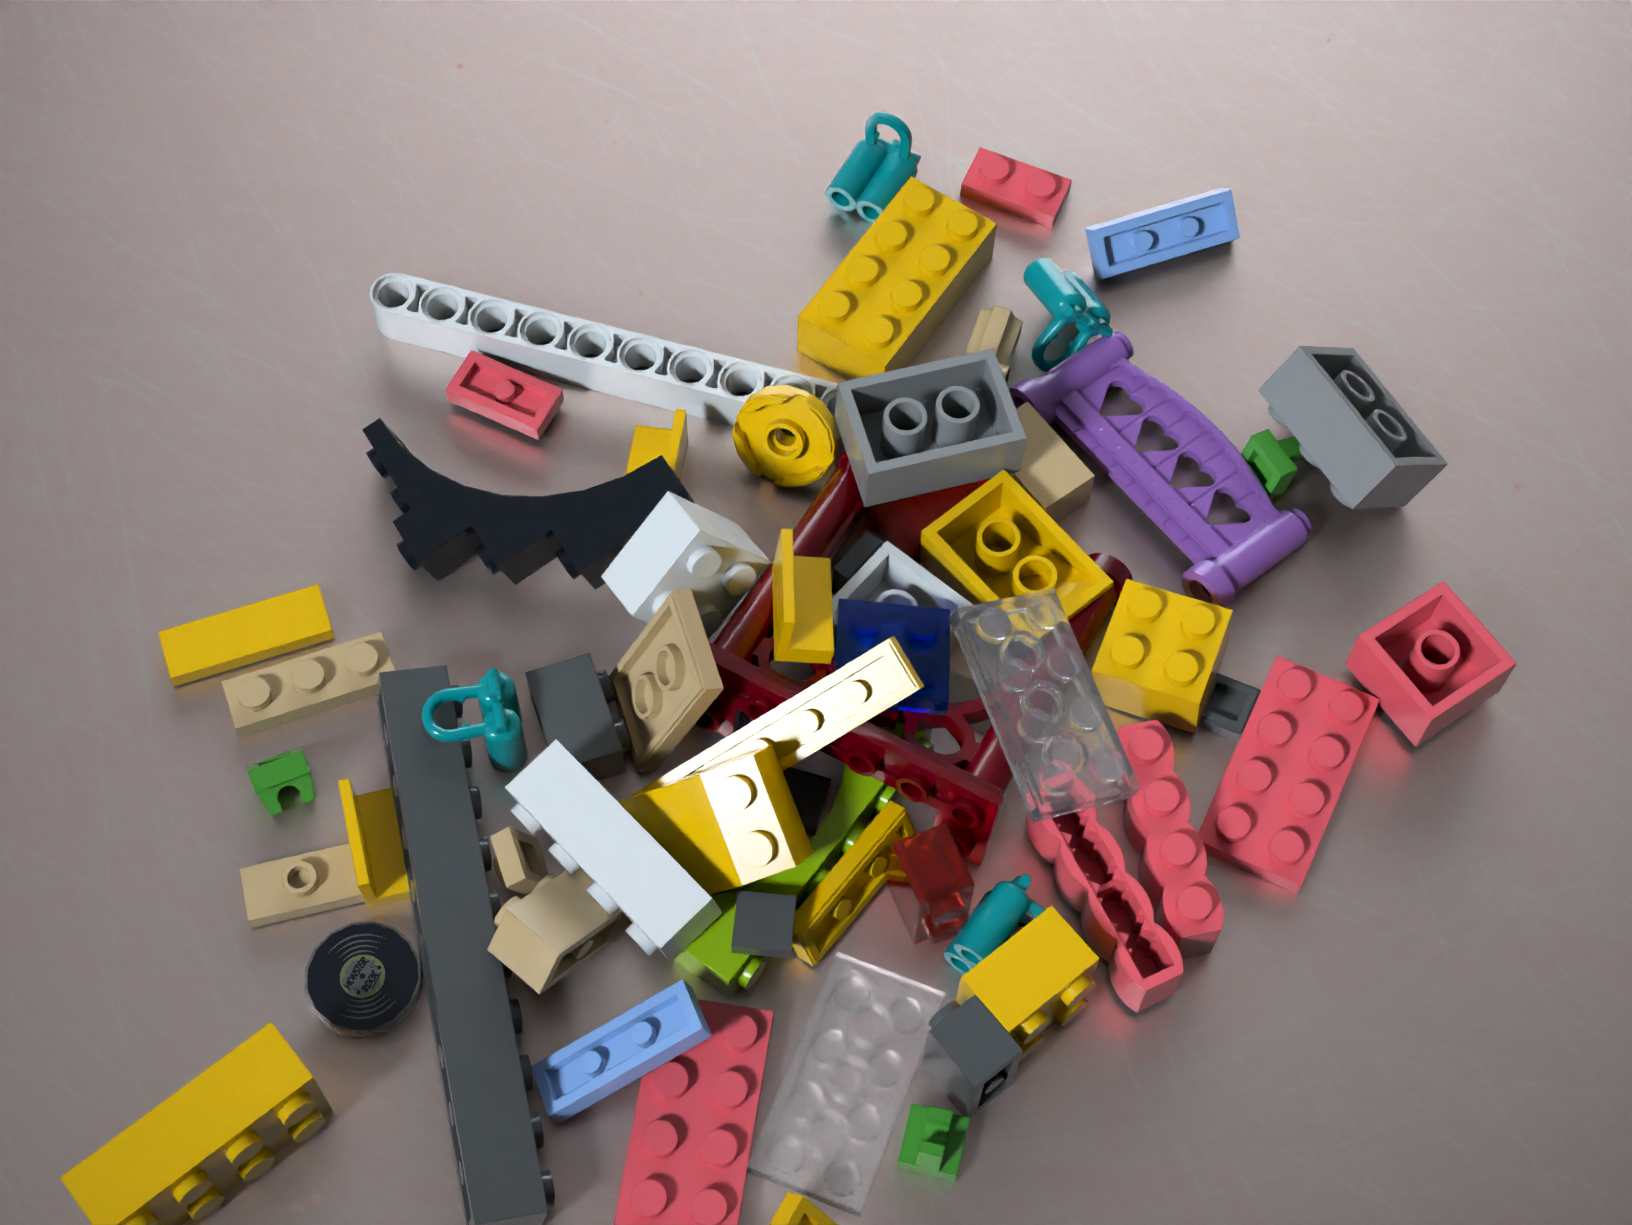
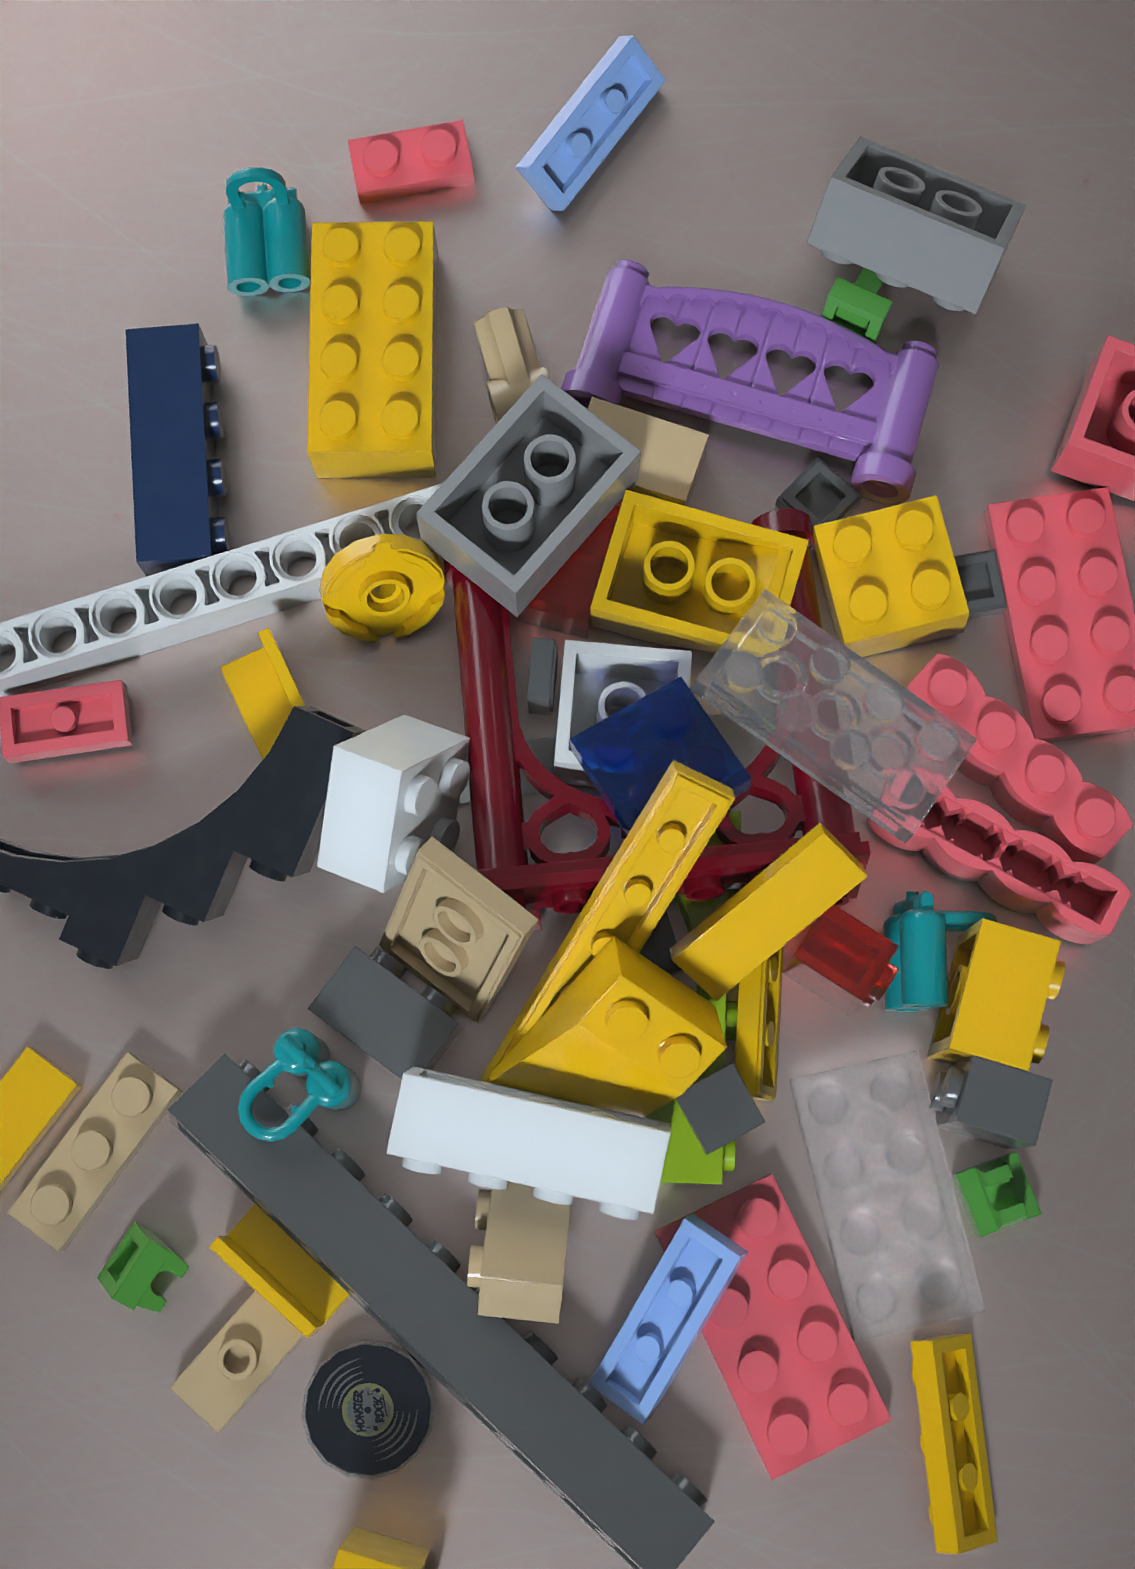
camera: 30 degrees left, 15 degrees up
(518, 860) = (437, 1199): tan plate -> none
(713, 264) = (175, 447): none -> dark blue brick
(801, 605) = (539, 770): yellow panel -> none
(895, 801) = (768, 912): none -> yellow tile
(1069, 303) = (560, 263): teal piece -> none
(1155, 569) = (820, 494): none -> dark grey tile

